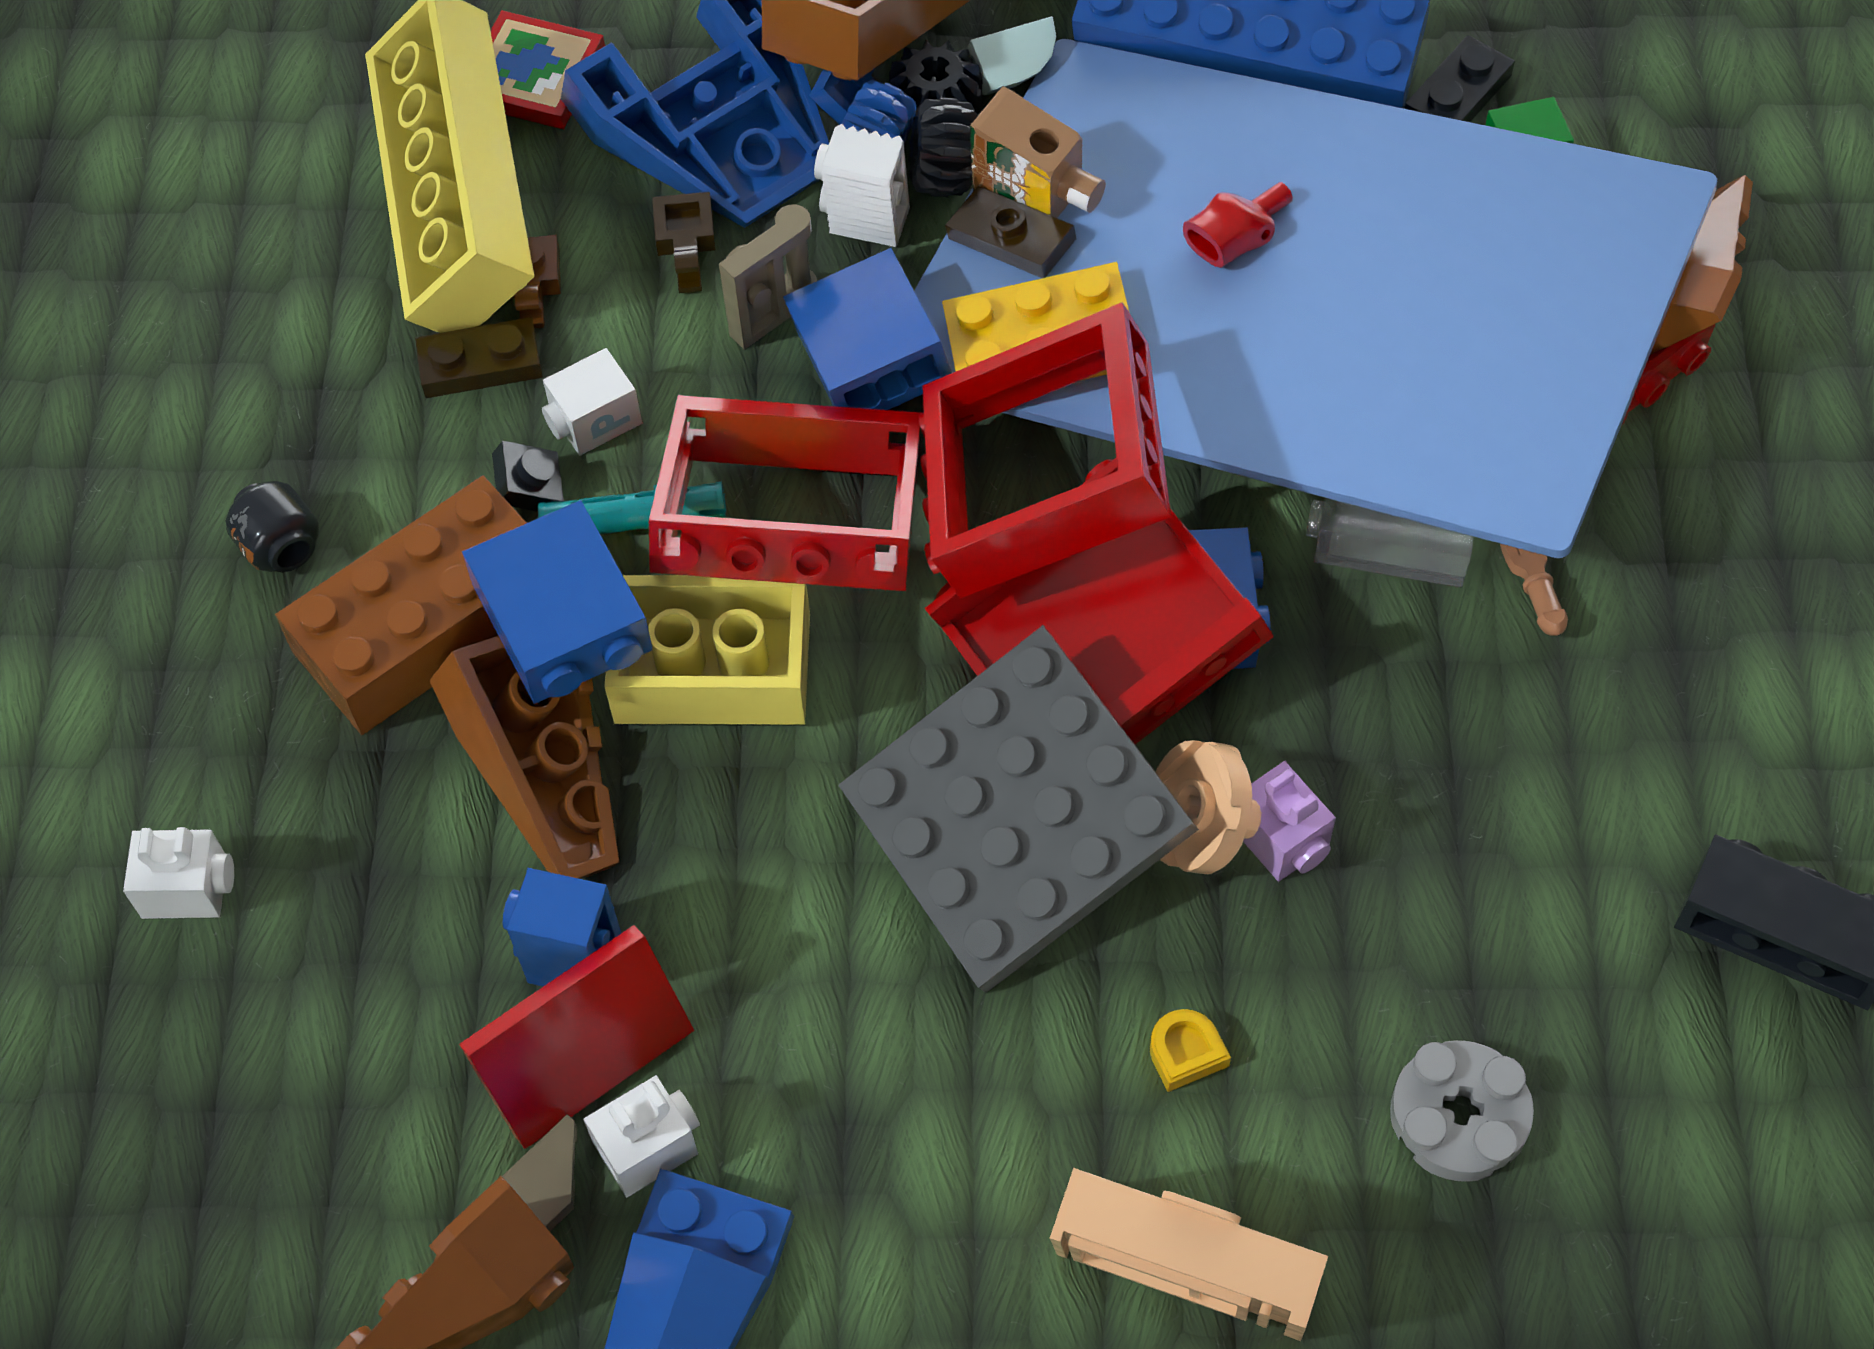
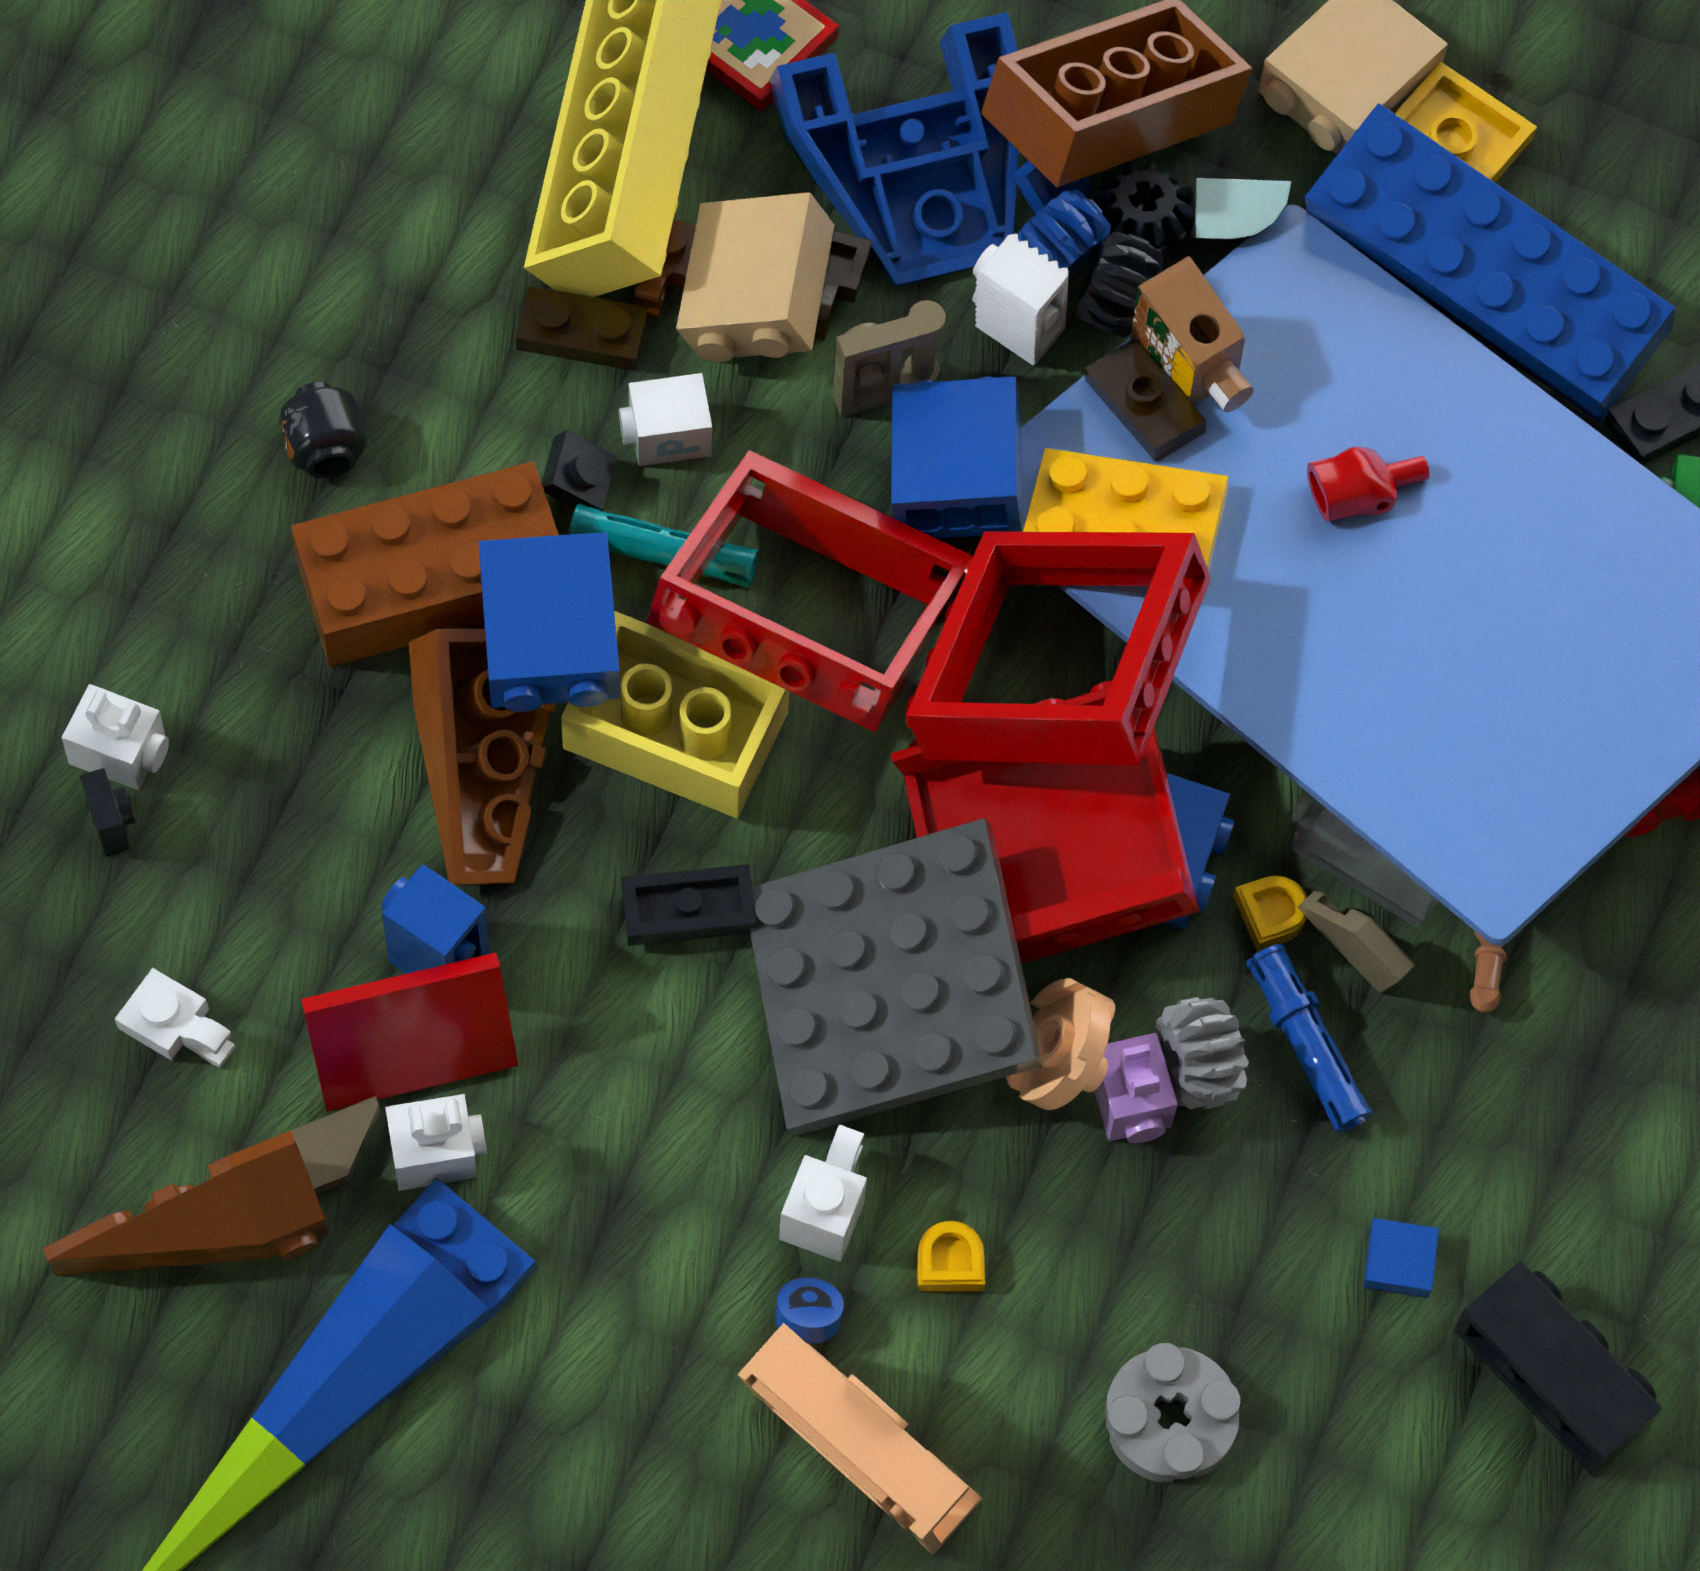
camera: 15 degrees right, 5 degrees up
(196, 944) = (109, 811): none -> black plate
(332, 1117) = (172, 1016): none -> white plate
(619, 253) = (755, 277): none -> tan brick
(793, 817) = (688, 904): none -> black plate
(1047, 1037) = (826, 1199): none -> white brick
(1078, 1145) = (810, 1309): none -> blue tile
(1326, 619) = (1271, 910): none -> yellow tile
(1335, 760) = (1202, 1052): none -> light grey gear
(1423, 614) = (1359, 941): none -> dark tan tile
(1429, 725) = (1297, 1016): none -> blue pin
(1596, 879) = (1401, 1257): none -> blue tile

